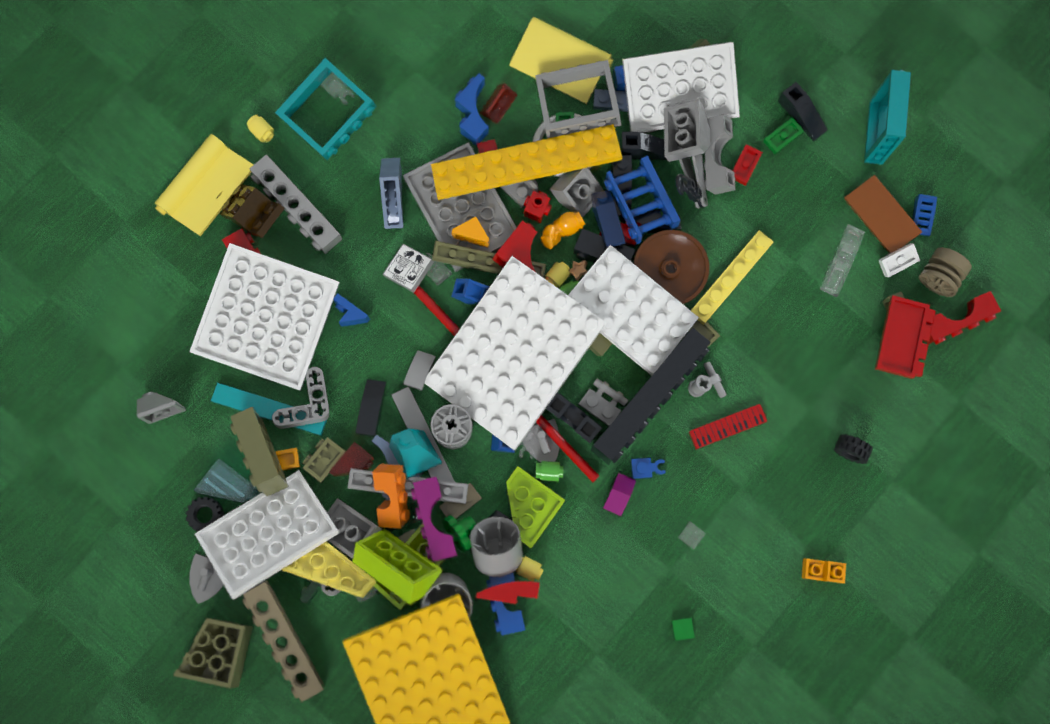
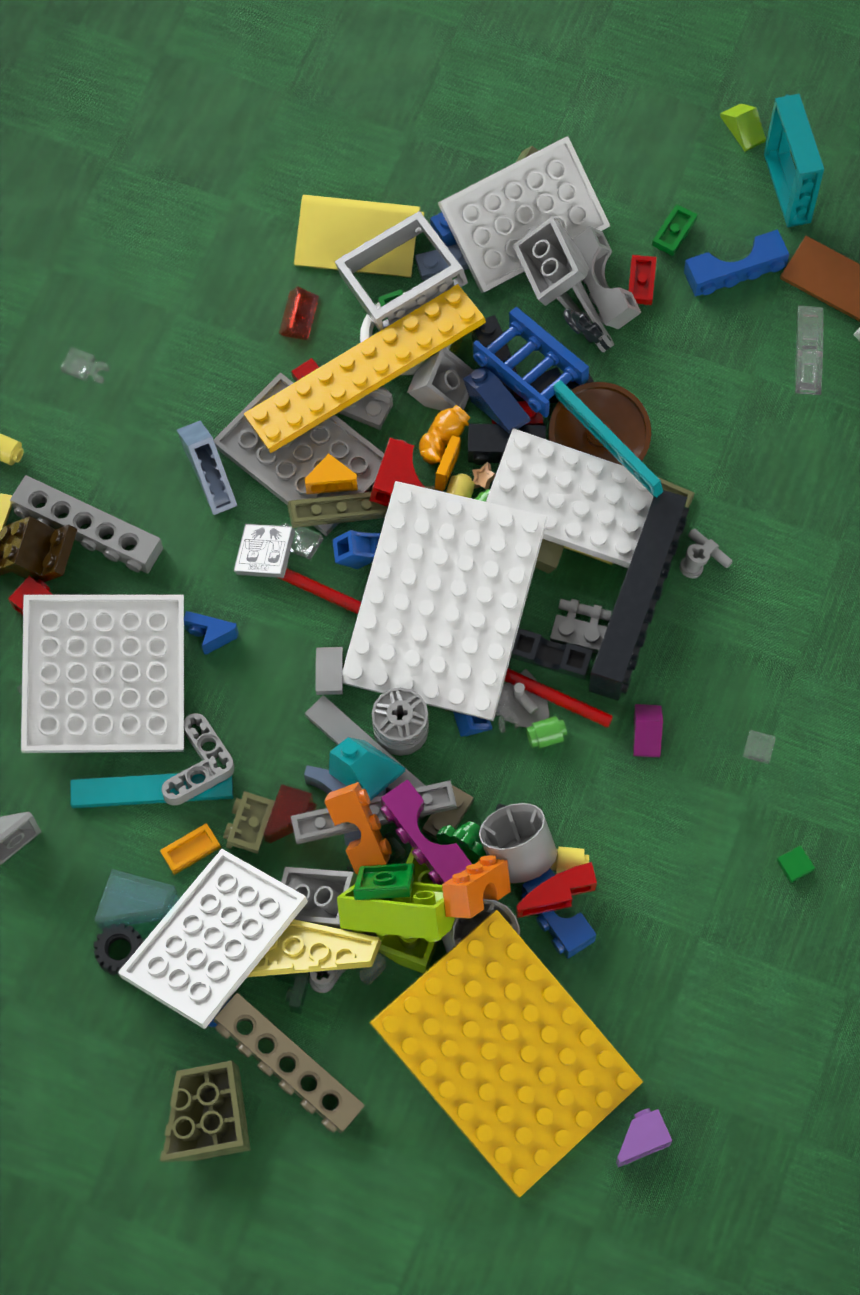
camera: 15 degrees left, 10 degrees down
(204, 579) = (152, 1030): light grey shield -> none
(258, 452) = (163, 839): olive brick -> none
(307, 87) = (45, 378): teal window -> none
(371, 408) = (285, 739): black slope -> none
(392, 543) = (384, 881): none -> green tile
(460, 568) = (479, 881): none -> orange arch
(465, 100) = (277, 350): blue arch -> none
(531, 505) = (540, 780): lime plate -> none
(537, 206) = (400, 418): red brick -> none
(557, 251) = (447, 463): none -> light orange tile
(642, 145) = (501, 298): black slope -> none
(643, 468) = (665, 687): blue plate -> none
(672, 279) = (608, 439): none -> teal tile
(727, 426) = (749, 599): red tile -> none
(731, 277) = (680, 416): light yellow plate -> none
(793, 177) = (708, 273): none -> blue arch
(803, 111) = (682, 188): black slope -> none
(864, 75) = (744, 125): none -> lime slope

